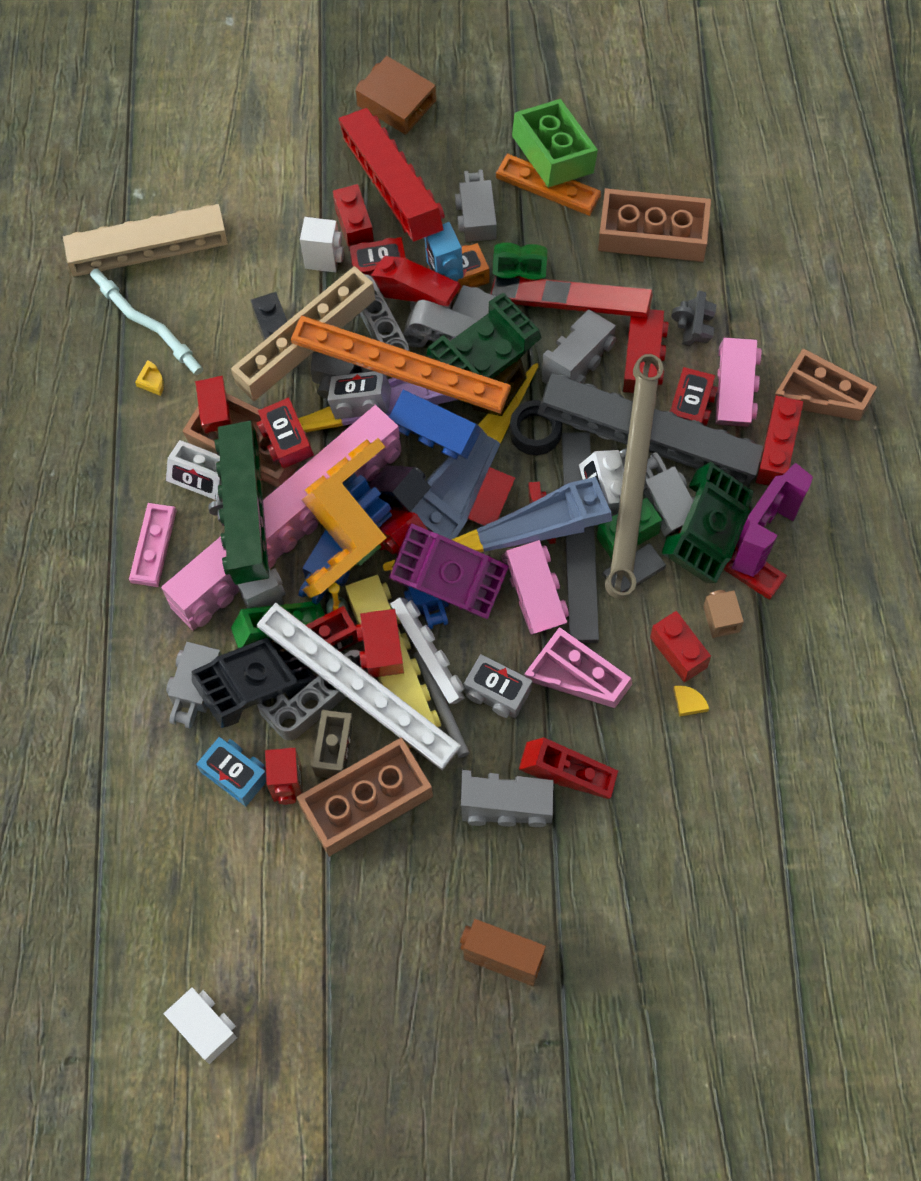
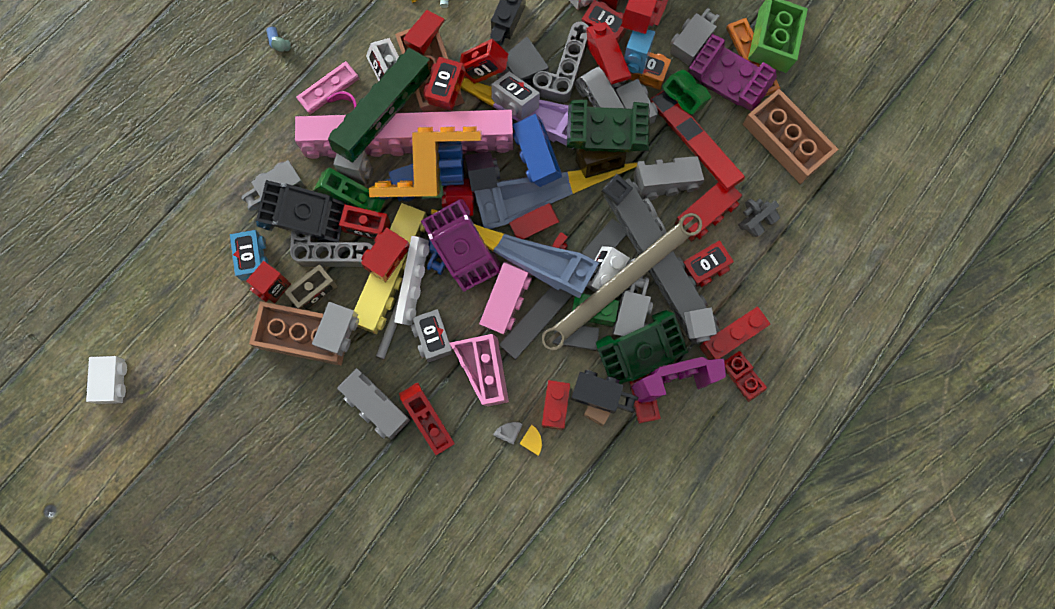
camera: 40 degrees right, 10 degrees up
(54, 544) = (276, 42): none -> sand green arm
(185, 534) = (342, 95): none -> dark pink helmet
(278, 355) = (514, 31): tan brick -> none
(299, 381) = (484, 61): none -> red brick
(335, 602) = (389, 208): hinge -> none
(359, 686) = (350, 265): white tile -> none
(401, 364) = (545, 98): orange tile -> none
(404, 751) = (336, 329): none -> light grey brick
(502, 951) = (288, 488): dark orange brick -> none
(531, 446) = (586, 211): black tyre -> none
(545, 213) = (732, 74): none -> magenta plate
(551, 392) = (617, 189): none -> black tile
(659, 713) = (508, 432): none -> light grey tile
(715, 592) = (602, 393): none -> black brick
(737, 382) = (743, 277): bright pink wedge -> none
(742, 452) = (700, 324): none -> light grey brick
(826, 388) = (793, 326): nougat wedge -> none
(826, 474) = (743, 376): none -> red slope

